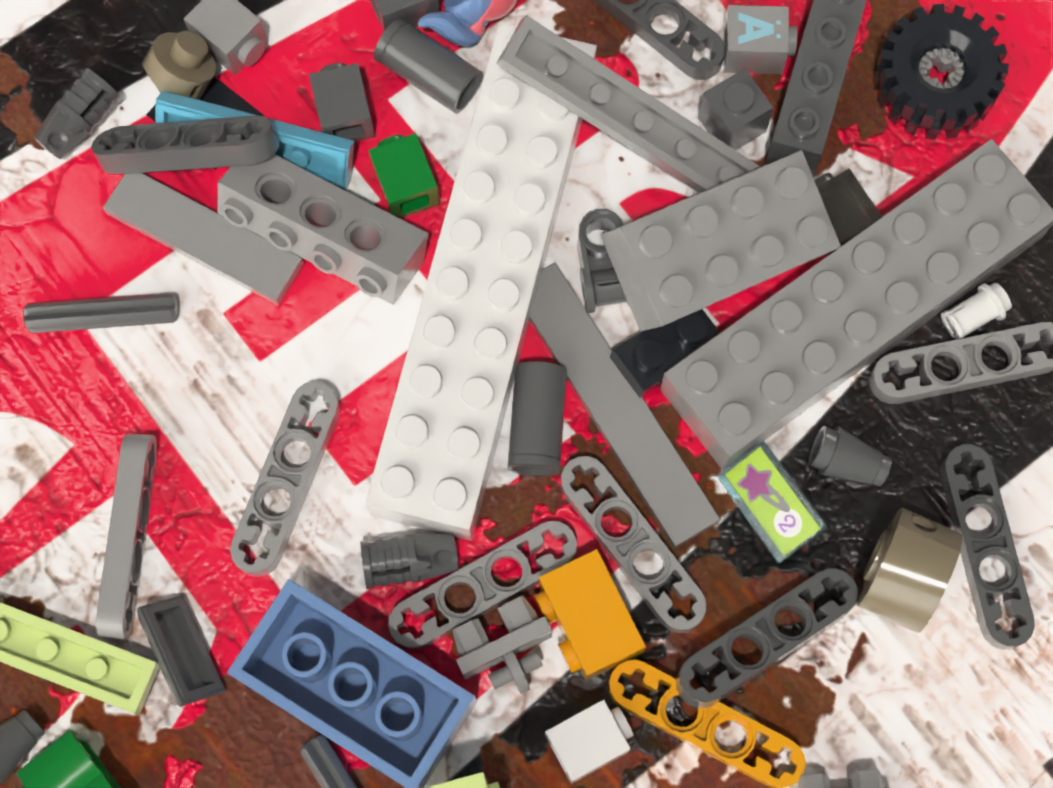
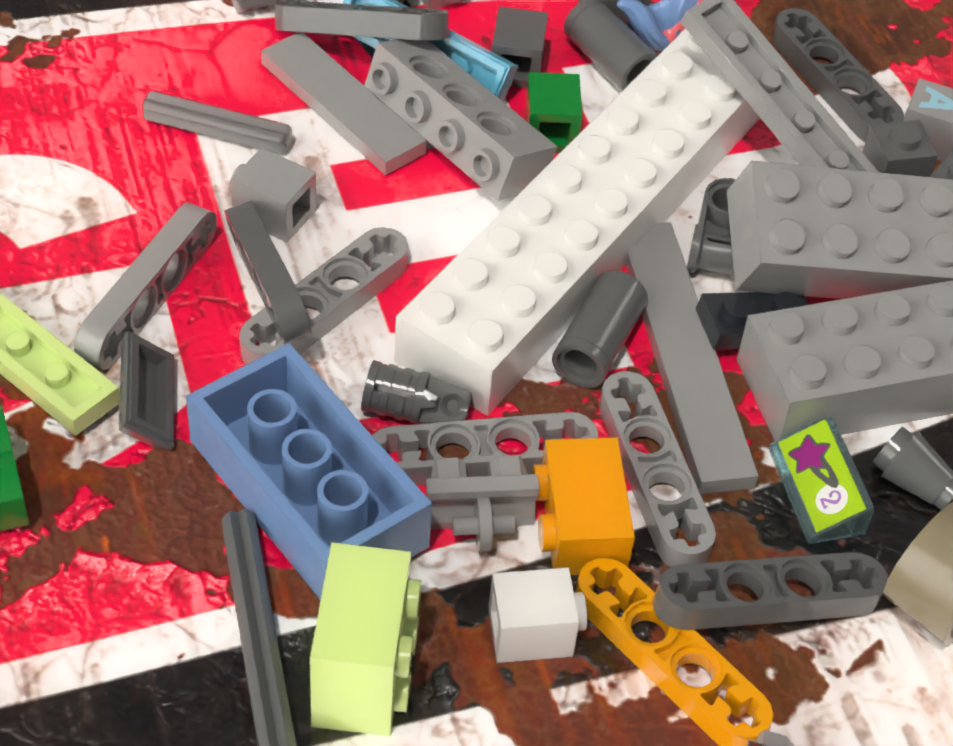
camera: 15 degrees right, 25 degrees down
(191, 385) = (279, 191): none -> light grey brick
(229, 490) = (268, 273): none -> dark grey beam

